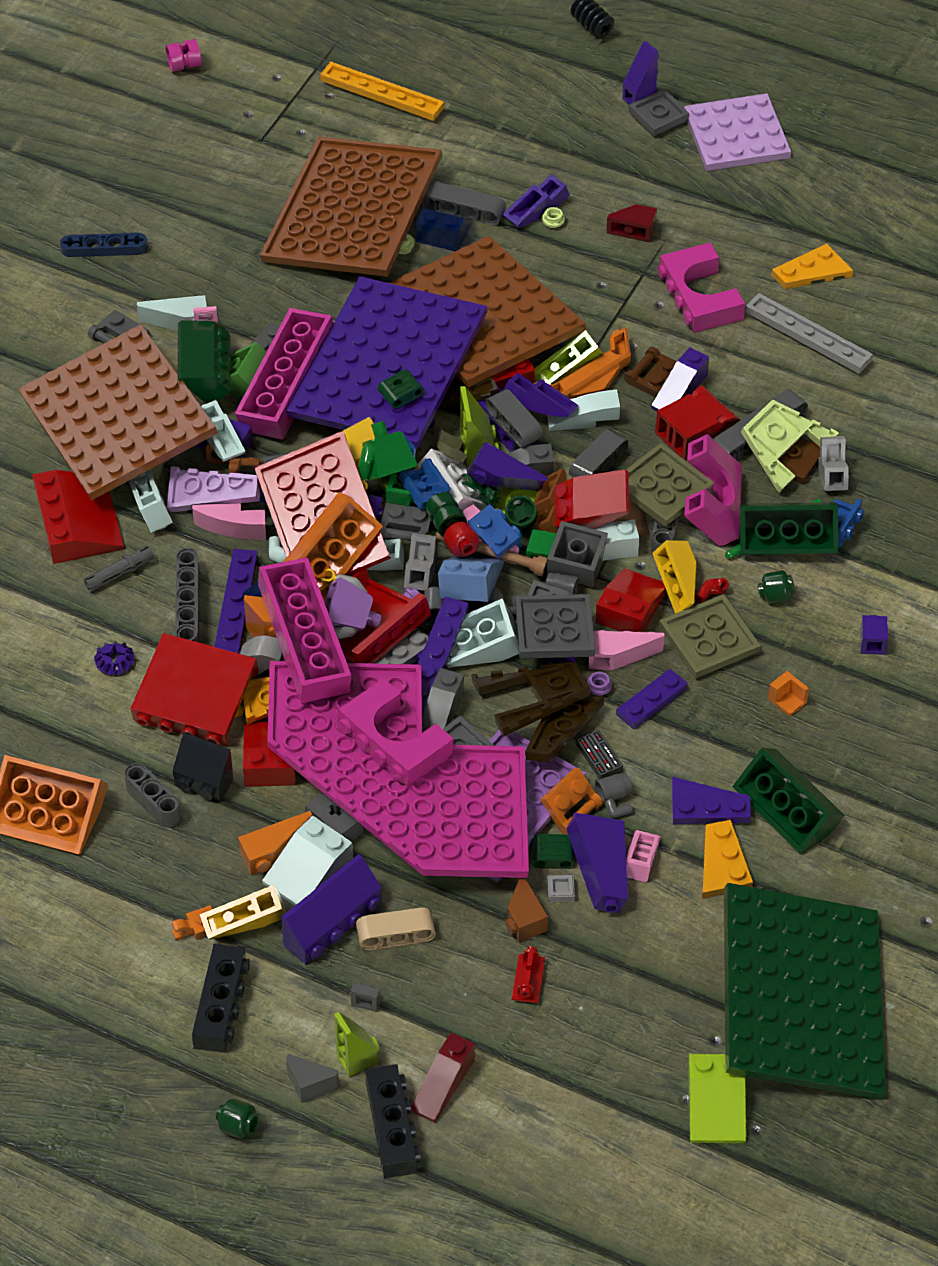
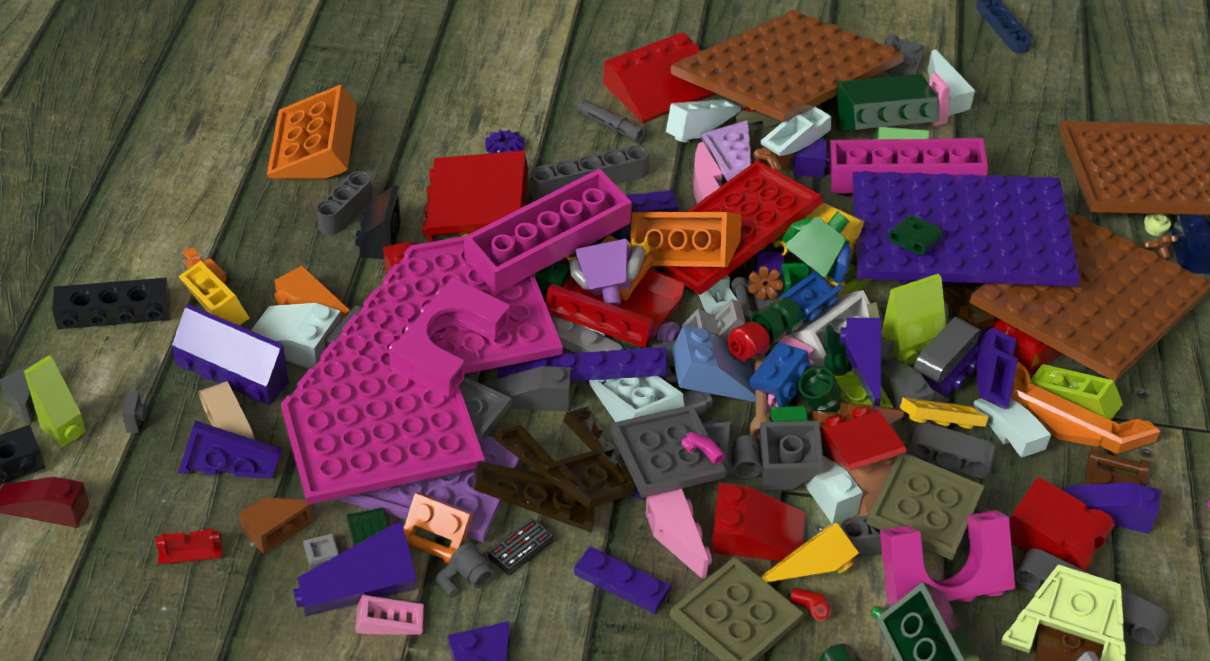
camera: 70 degrees right, 5 degrees down
(400, 508) = (765, 283): none -> dark orange plant
(431, 249) = (1162, 245): none -> dark orange plant
(440, 931) = (223, 451): none -> dark purple wing
(565, 596) = (706, 444): none -> dark pink arm
(567, 446) = (943, 413): none -> yellow plate
(601, 679) = (624, 517): medium lavender plate -> none

